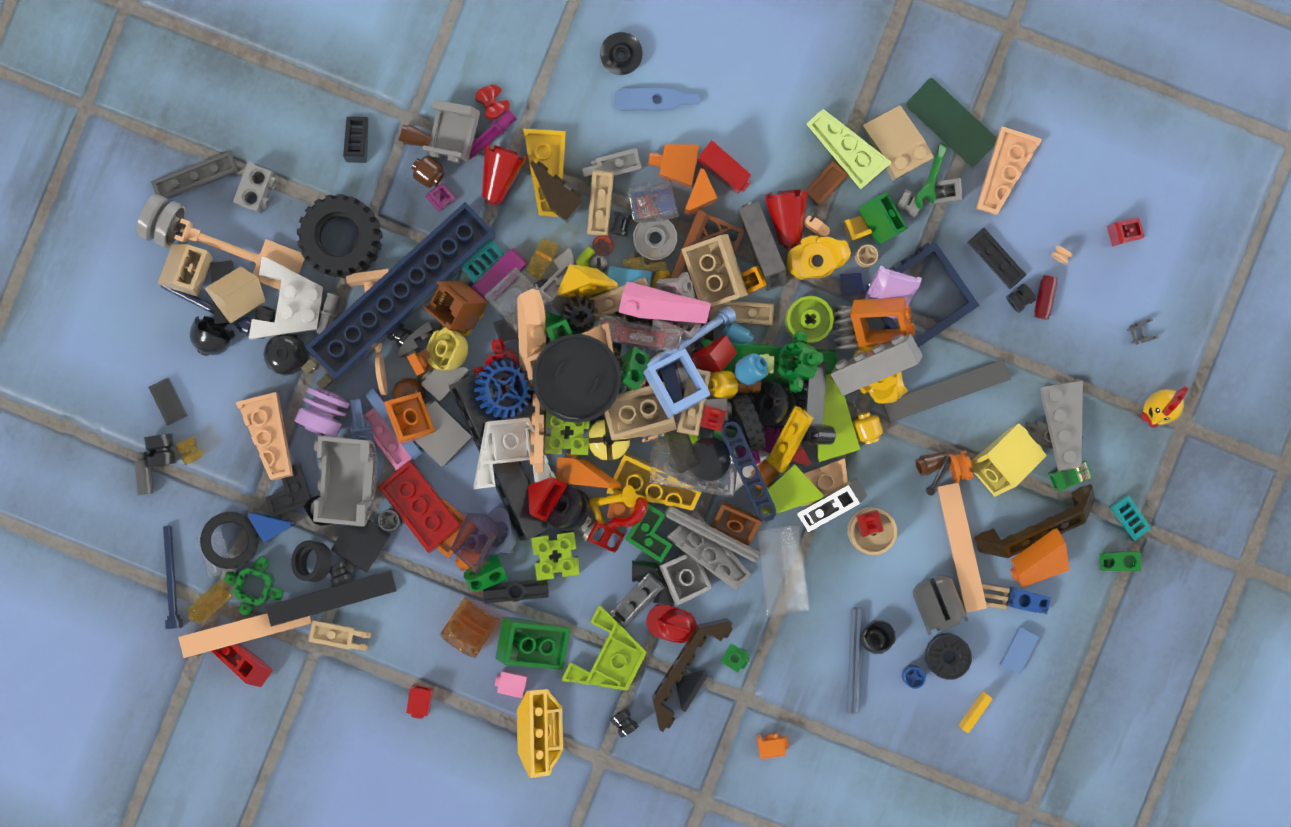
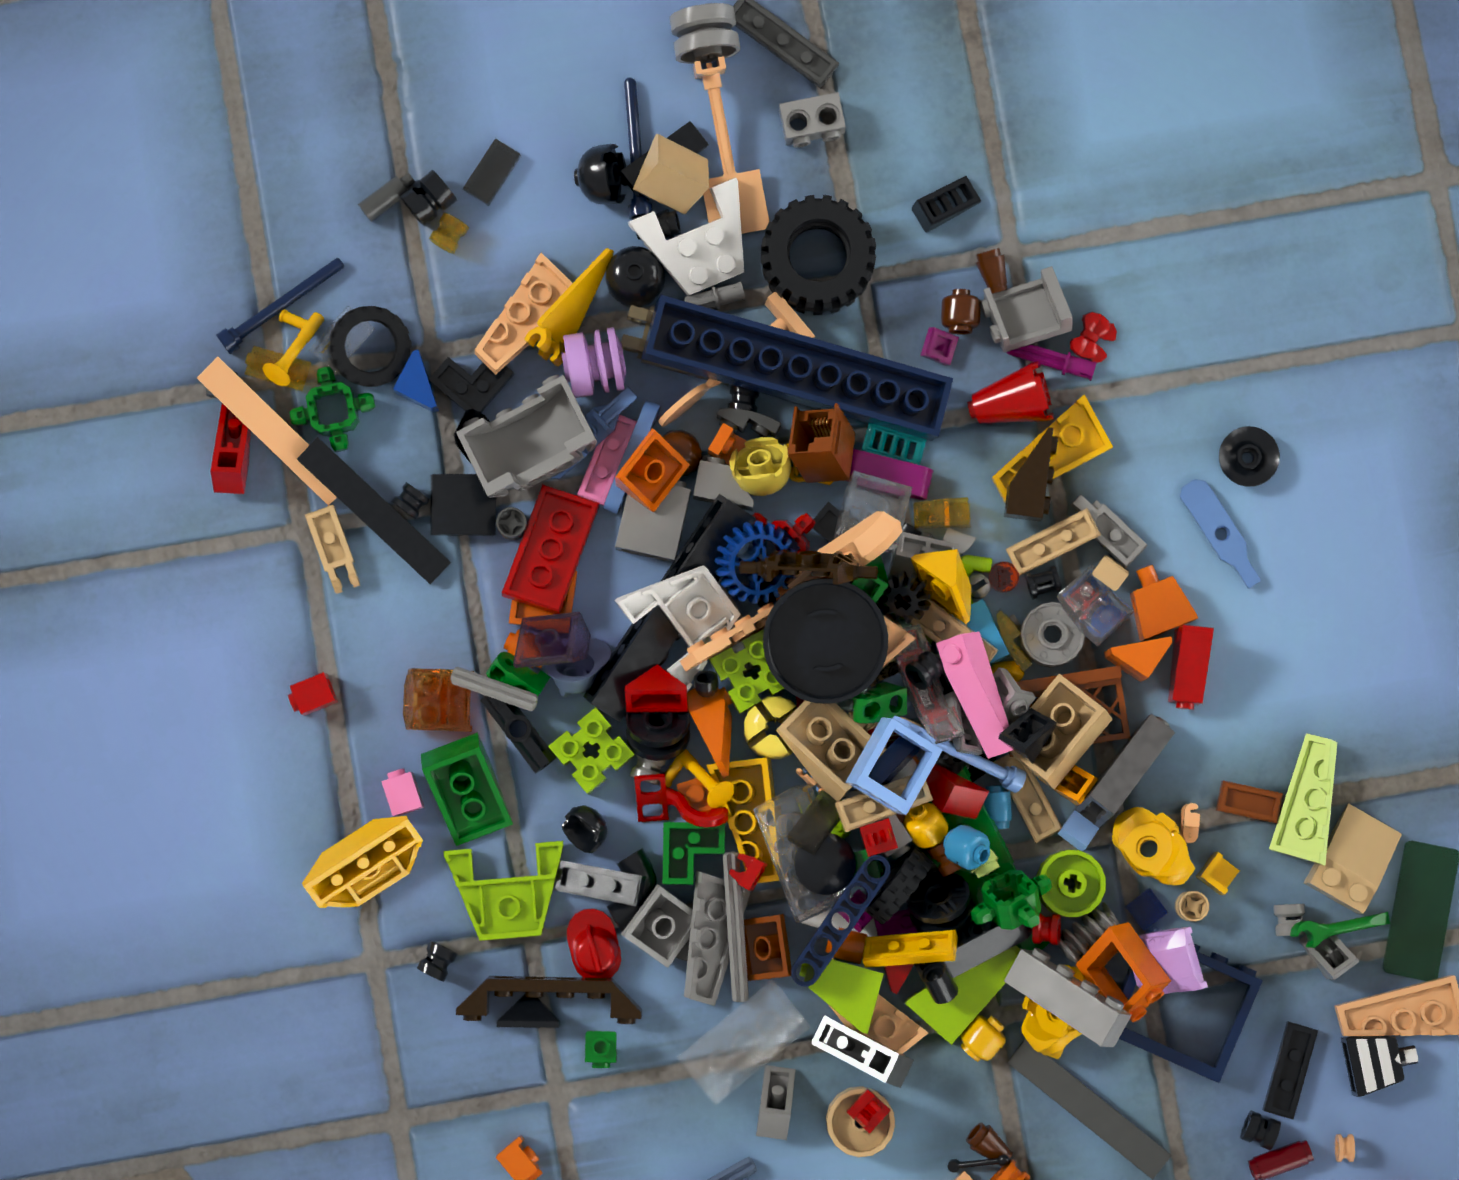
camera: 60 degrees right, 5 degrees down
(185, 269) = (665, 96): tan slope -> none
(195, 570) = (278, 372): none -> yellow piece
(281, 407) = (568, 311): none -> yellow flag
(323, 561) = (401, 443): black tyre -> none
(483, 592) = (494, 689): none -> light grey axle
(515, 372) = (820, 564): none -> dark brown plate
(557, 463) = (706, 683): none -> black hinge
(599, 587) = (585, 828): none -> black hair
(630, 329) = (924, 670): none -> black wheel
(639, 180) = (1110, 572): none -> tan slope
(689, 508) = (749, 878): none -> red tile
(706, 290) = (1028, 734): none -> black slope
(781, 295) = (1078, 831): none -> light blue tile
(787, 215) = (1181, 778): red cone -> none
(828, 350) = (1047, 930): none -> red wheel
(830, 573) = (776, 1102): none -> light grey slope
(882, 218) = (1250, 897): green brick -> none
(1023, 205) = (1375, 1062): none -> black torso

